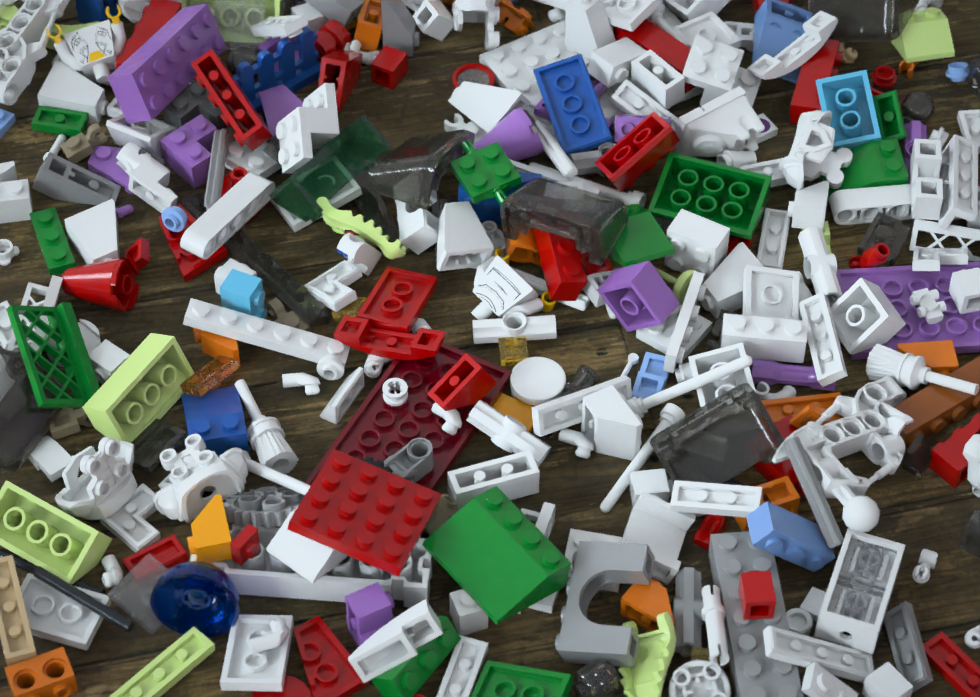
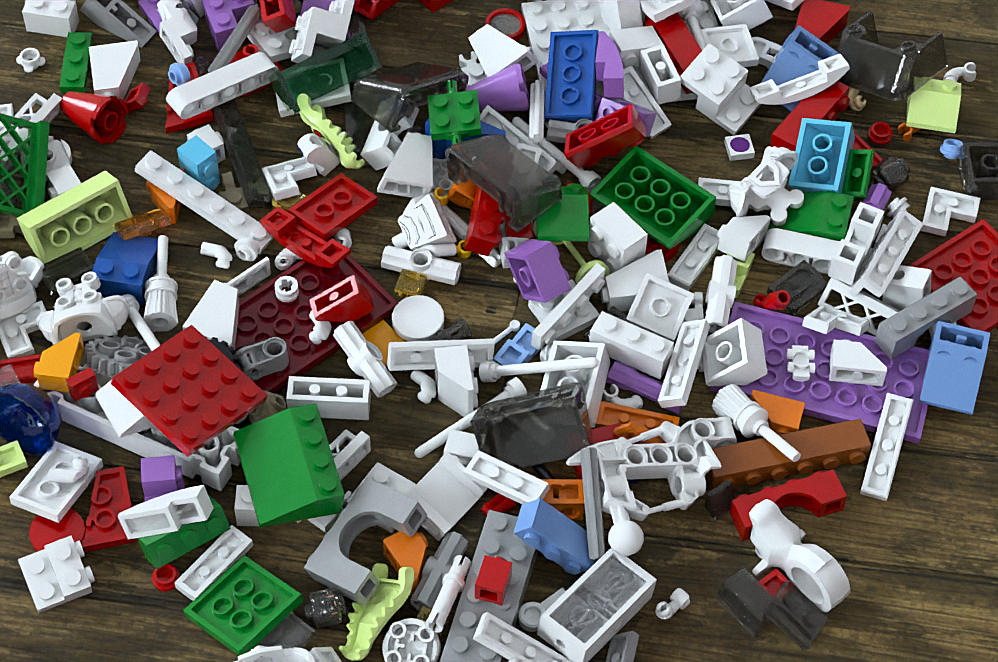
camera: 20 degrees right, 5 degrees up
(124, 211) = (146, 54): medium lavender piece -> none
(342, 432) = (217, 313): none -> white slope
(610, 85) = (609, 67): none -> medium lavender slope
(719, 126) = (698, 137): white piece -> none
(736, 158) = (694, 169): white cone -> none

